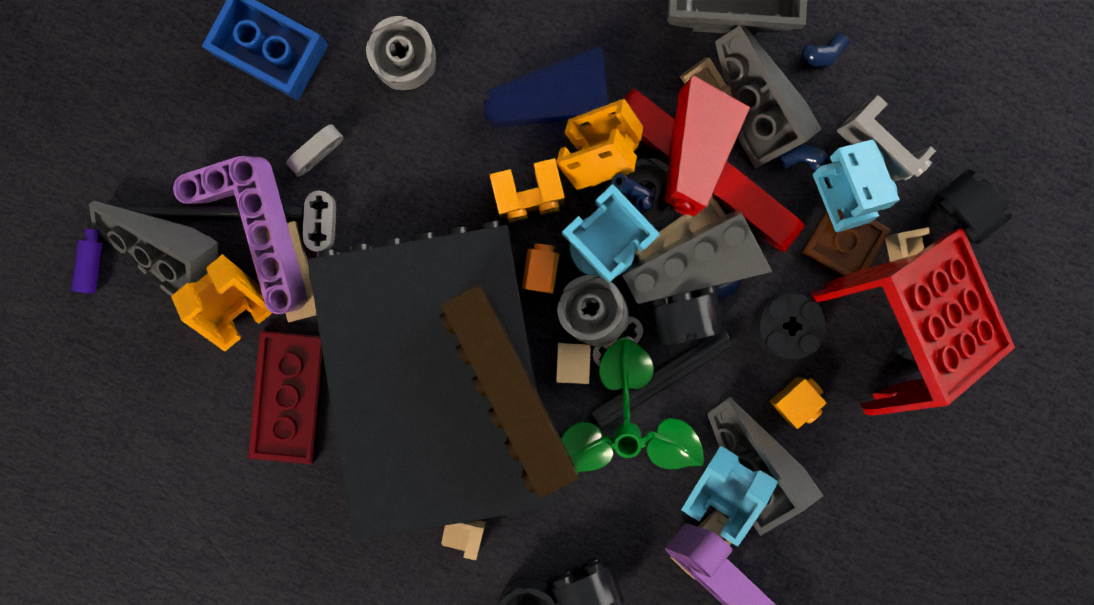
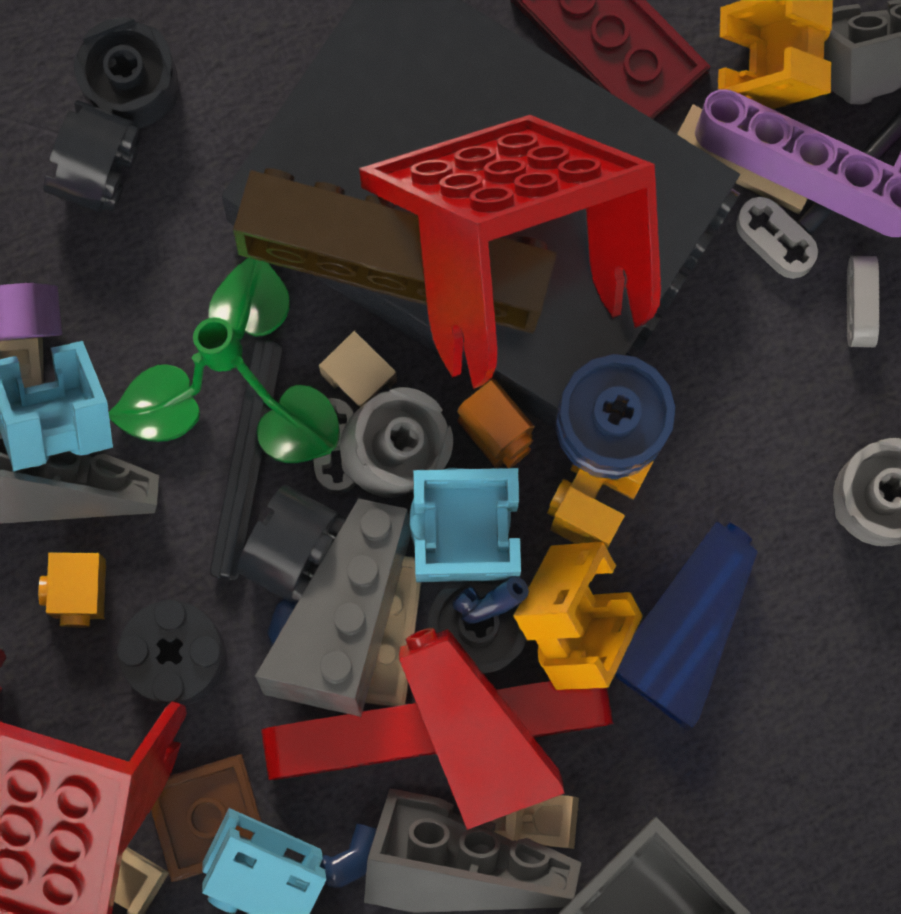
camera: 130 degrees right, 10 degrees down
(431, 359) = (507, 183): none -> red piece
(464, 537) = (273, 85): tan panel -> none
(487, 187) = (618, 386): none -> dark blue wheel

